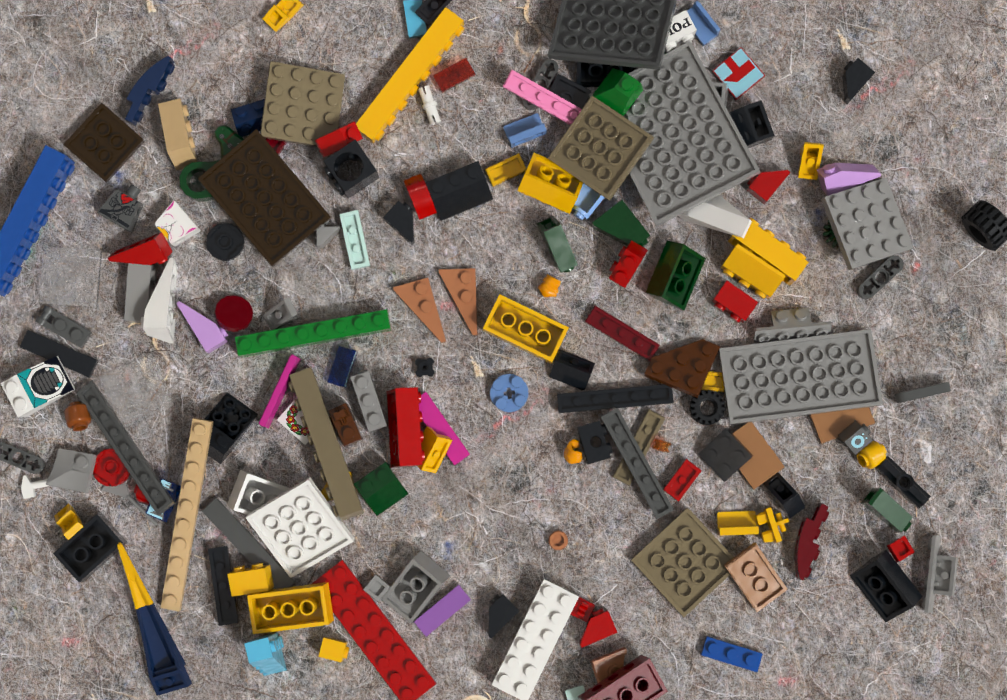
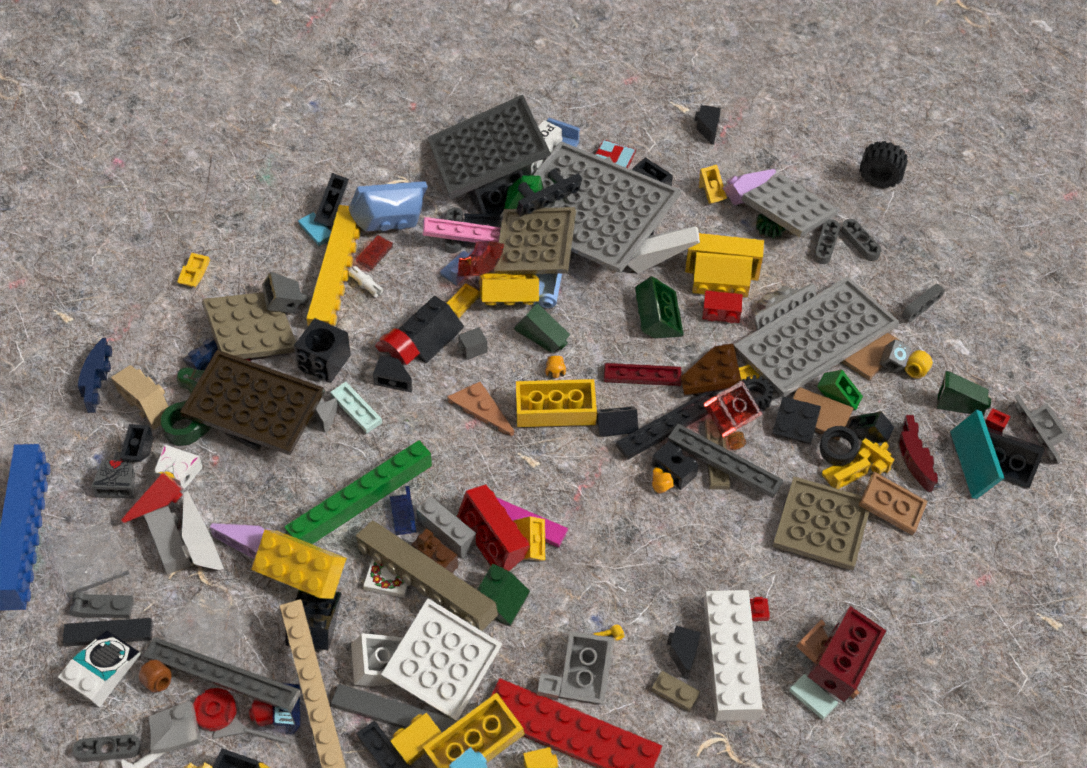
camera: 30 degrees left, 30 degrees down
(104, 142) = (72, 433): dark brown plate -> none
(150, 189) = (137, 443): none -> black slope
(225, 242) = (231, 464): black tile -> none
(229, 380) = (298, 564): none -> yellow brick
(233, 313) = (271, 513): dark red tile -> none
(279, 391) = (352, 560): dark pink tile -> none
(281, 314) = (319, 490): light grey slope -> none
(338, 139) = (294, 331): red slope -> none
(345, 87) = (282, 293): none -> dark grey torso
(420, 300) = (446, 428): nougat wing -> none
(428, 363) = (475, 476): black plate -> none
(442, 610) = (626, 677): medium lavender tile -> none
(457, 569) = (616, 631): none -> yellow hand
(474, 643) = (675, 691): none -> dark tan plate
(487, 38) = (388, 205): none -> medium blue windscreen
(488, 225) = (472, 343): none -> dark grey brick
(500, 386) = (575, 454): medium blue plate -> none
(540, 143) = (481, 260): none -> clear red brick
(558, 540) = (695, 562): nougat tile -> none
(598, 627) = (783, 615): red slope -> none
(621, 225) = (589, 295): dark green slope -> none
(628, 112) = (542, 198): none -> black plate
(628, 263) = (613, 313): red brick -> none
(673, 419) = (732, 409): none -> clear red brick
(682, 480) = (773, 457): red plate -> none
(731, 654) = (918, 580): blue plate -> none
(759, 500) = (843, 432): none -> black tyre
(766, 184) = (688, 214): red slope -> none
(784, 444) = (840, 388): none -> green slope
(857, 573) = (977, 454): none -> teal tile
(908, 278) = (862, 247): none -> dark grey beam
(912, 489) = (961, 369): black piece -> none

